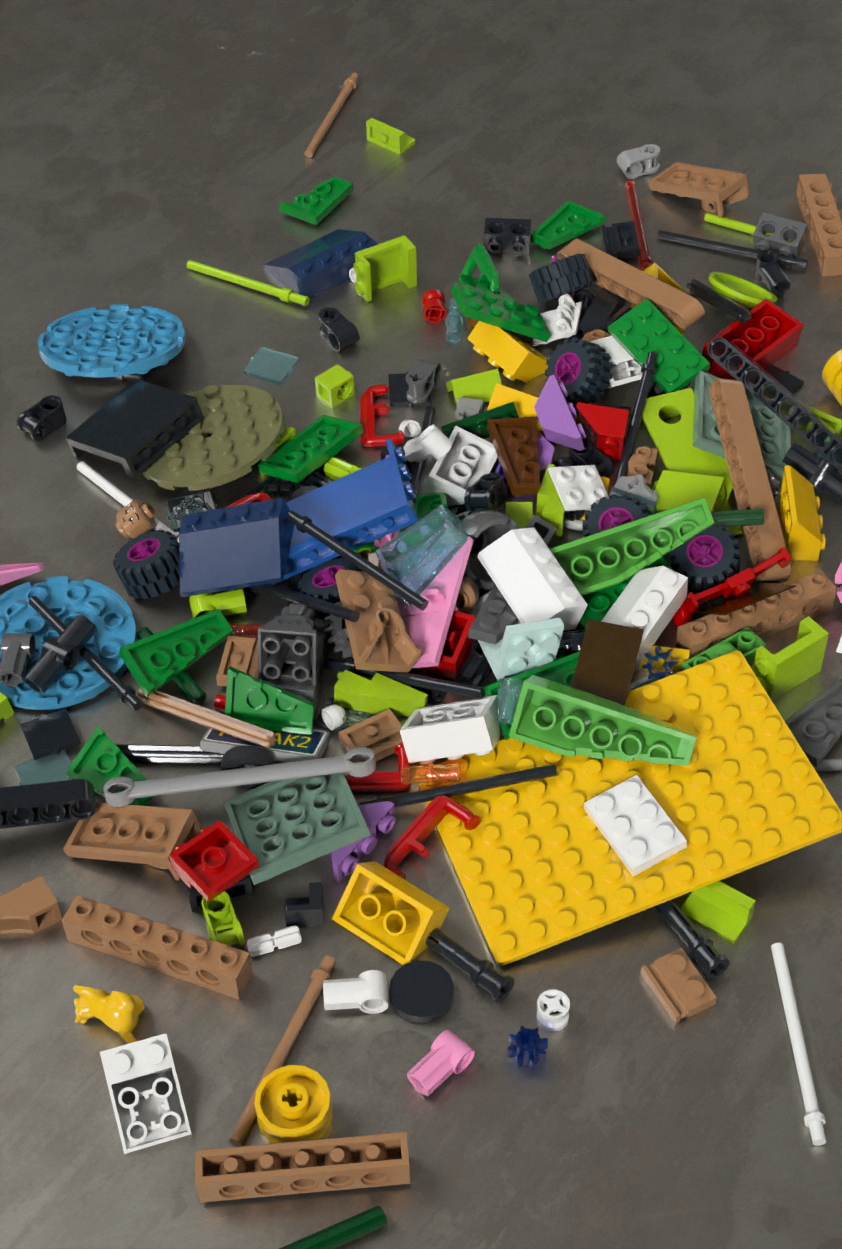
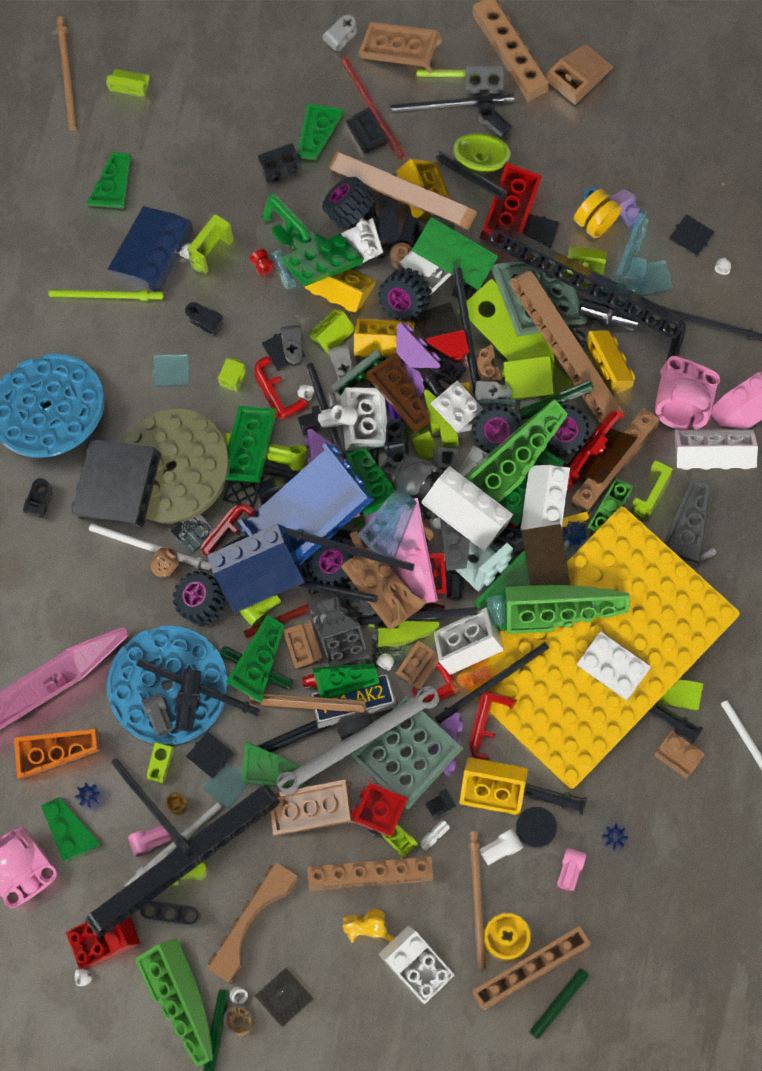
camera: 20 degrees left, 25 degrees up
(549, 1002) = (617, 801): white wheel -> none

